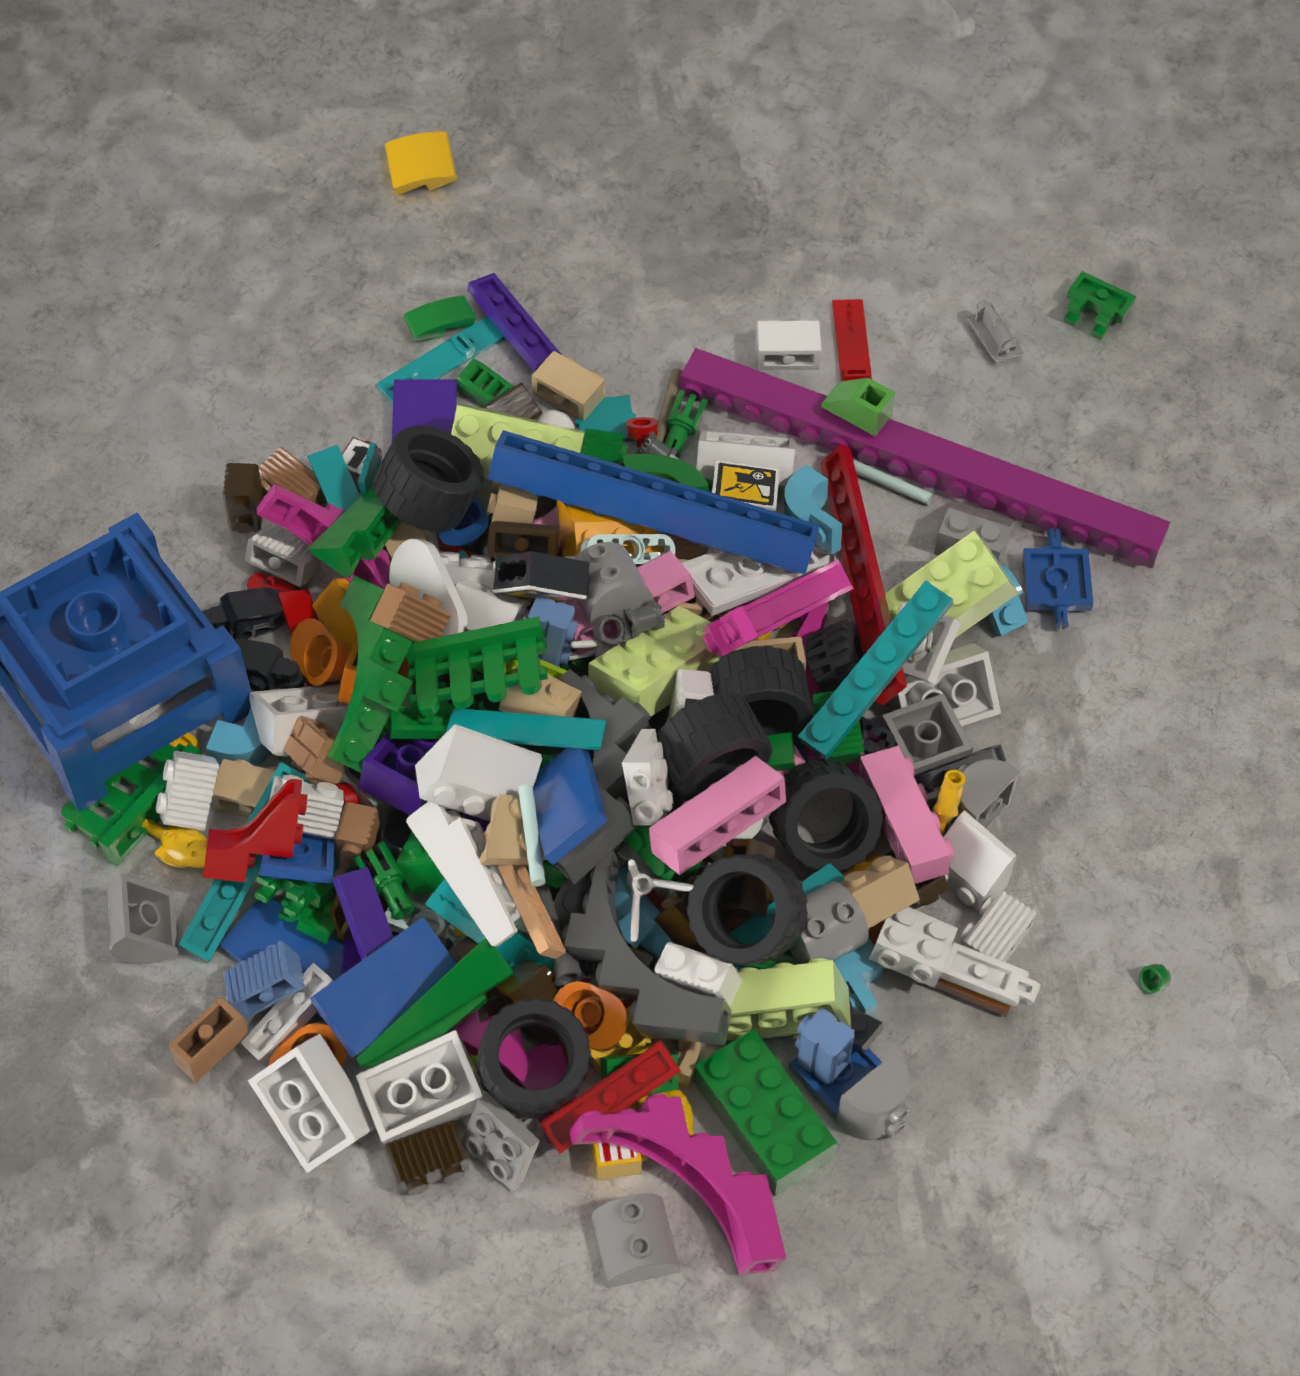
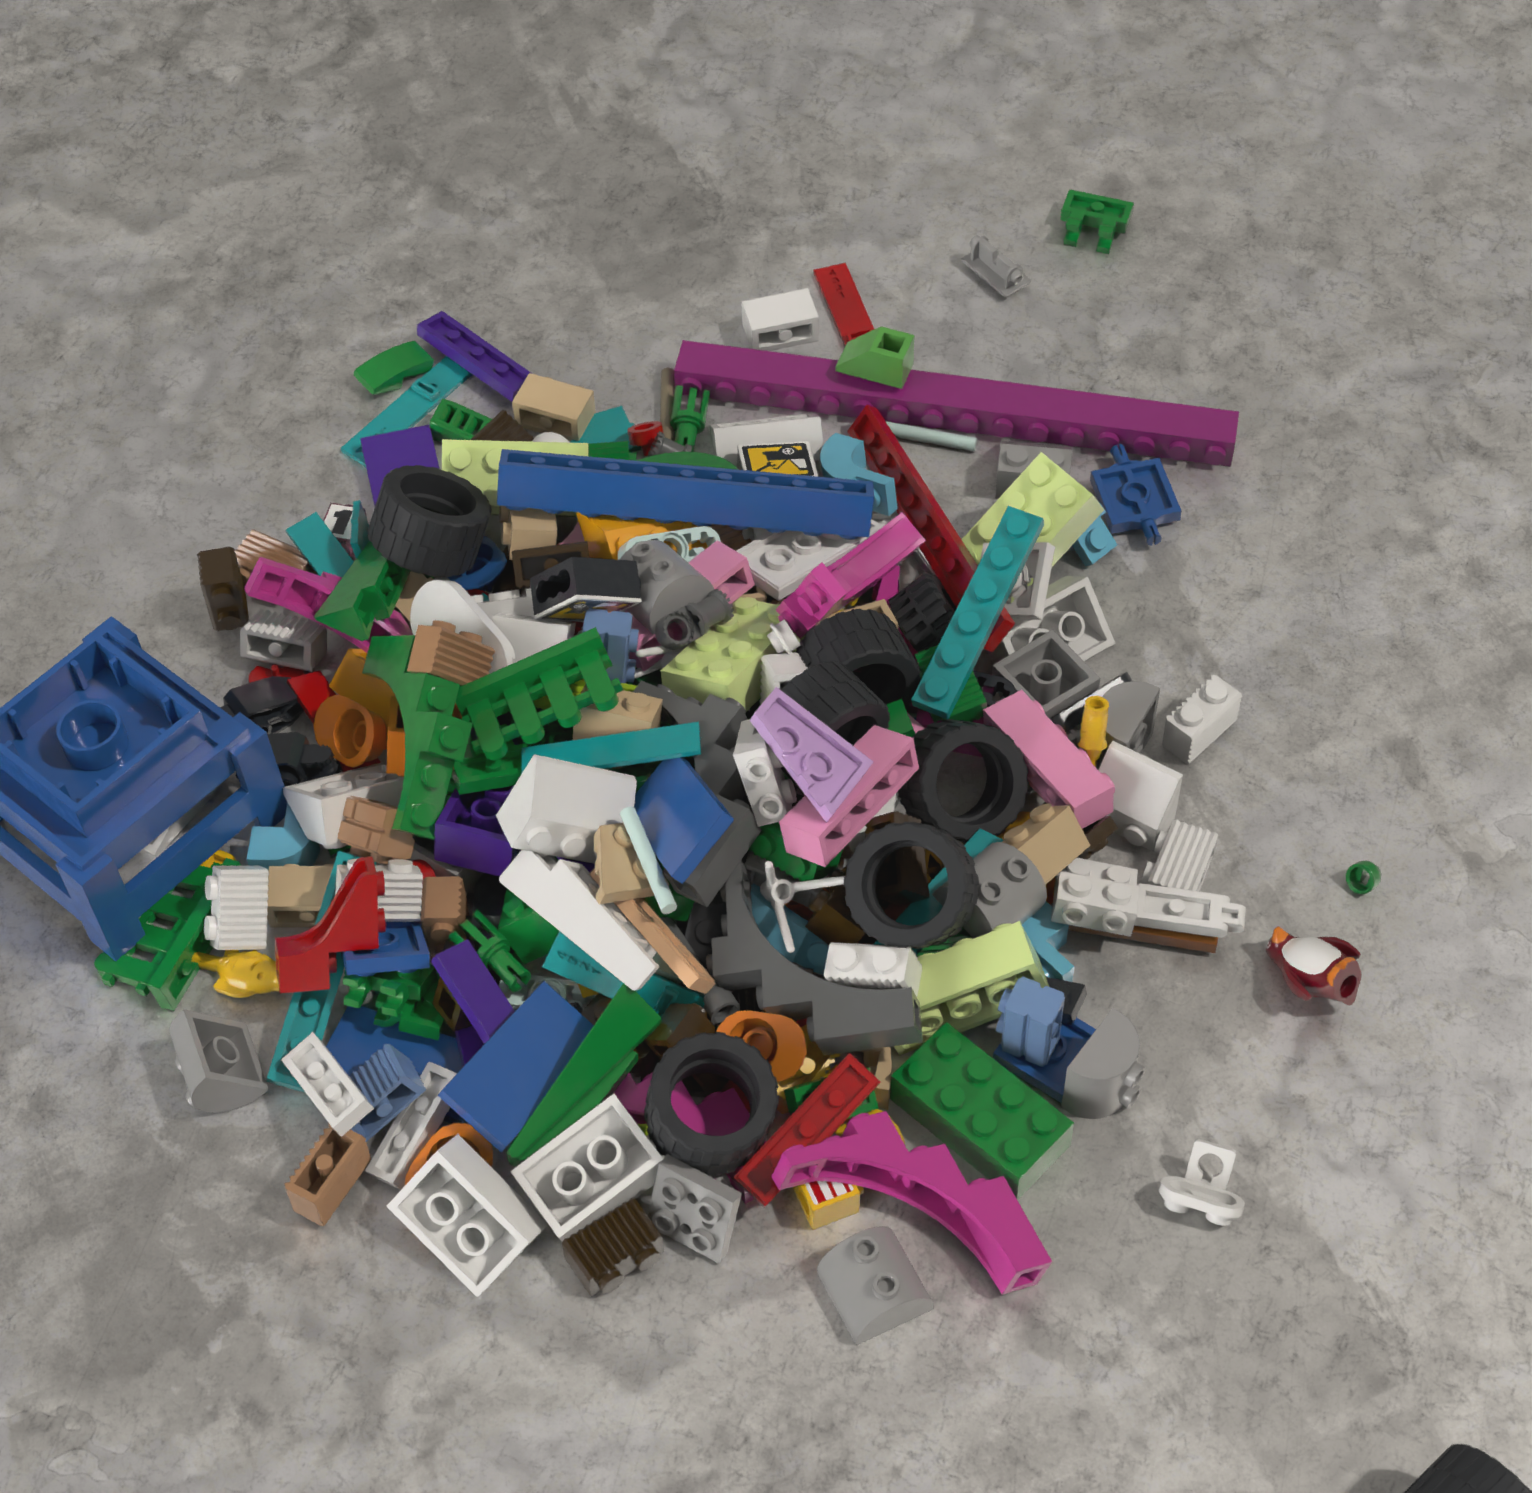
camera: 10 degrees left, 5 degrees down
(224, 964) = (327, 1084): none -> white plate
(420, 161) = (332, 216): yellow slope -> none
(689, 773) = (810, 751): none -> lavender wing
(700, 657) = (783, 638): none -> white plate
(931, 1227) = (1204, 1195): none -> white bracket
(1054, 802) = (1201, 719): none -> white brick
(1088, 1050) = (1316, 966): none -> dark red animal

